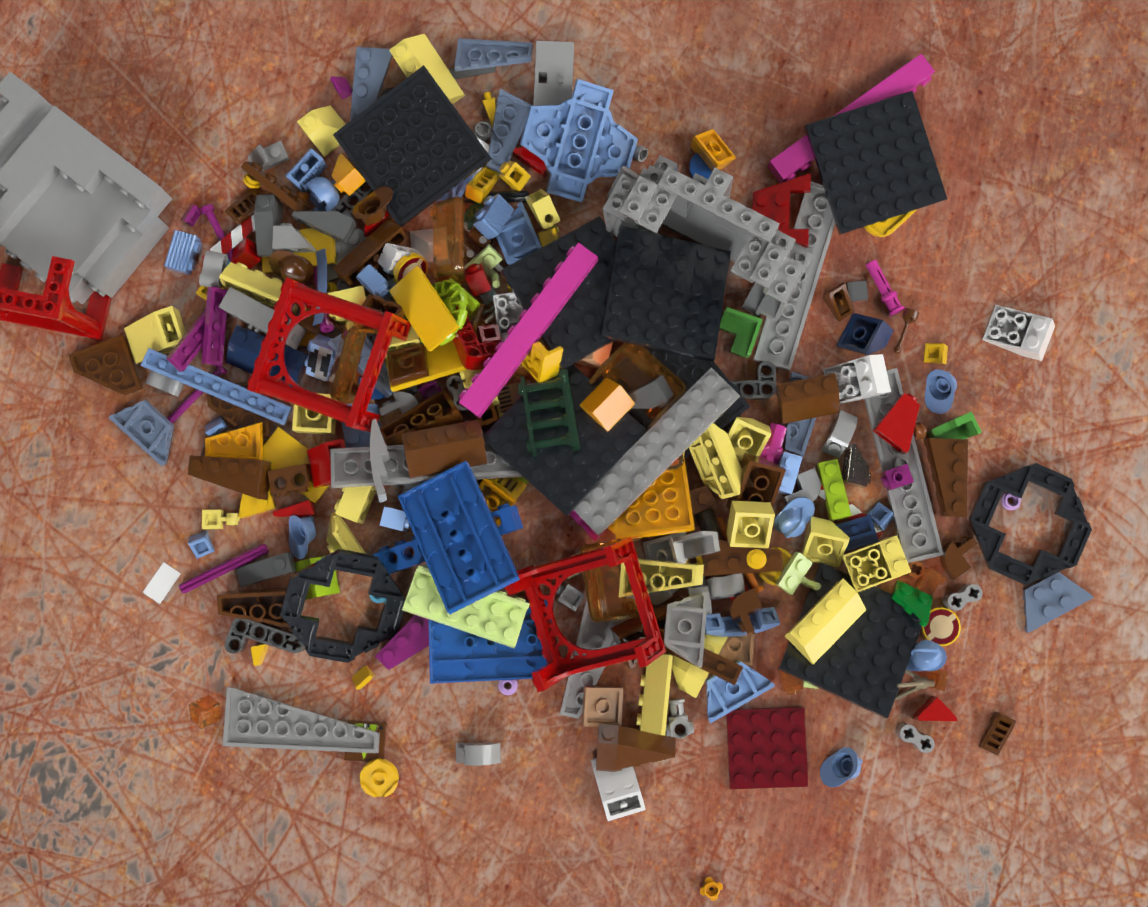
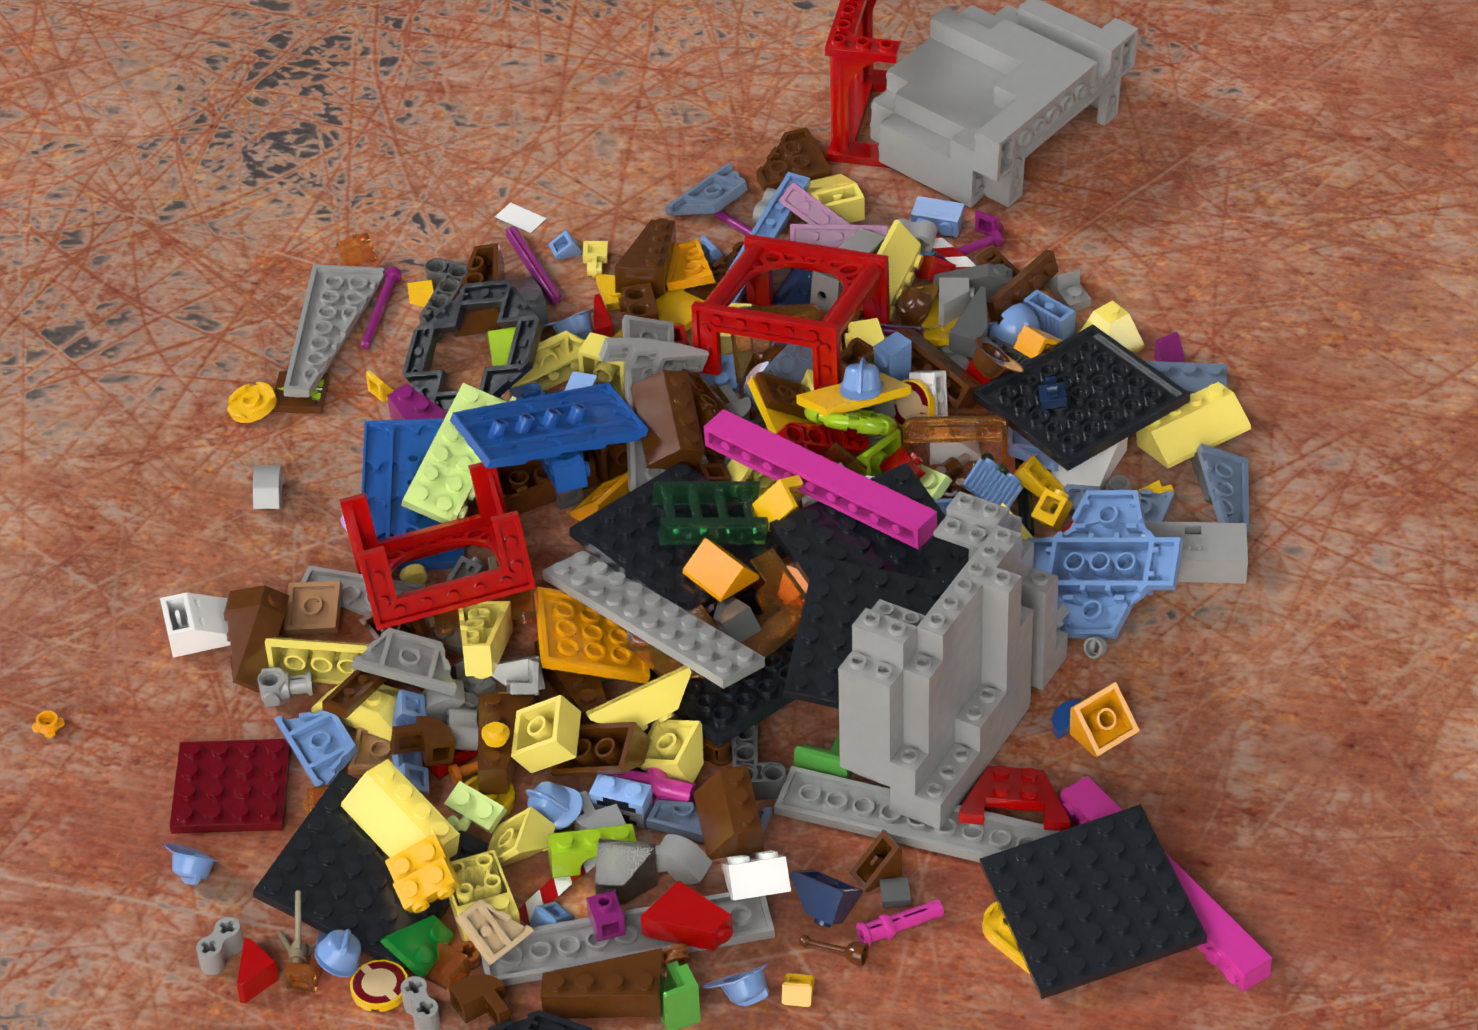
camera: 90 degrees right, 40 degrees down
(234, 680) = (392, 276): none -> magenta bar
(417, 165) = (1052, 394): none -> dark blue tile
(420, 301) = (861, 381): none -> medium blue piece
(569, 634) = (414, 573): none -> light yellow tile
(860, 532) = (528, 880): dark blue plate -> none
(876, 601) = (423, 874): none -> yellow plate
(914, 551) = (491, 930): none -> tan wing

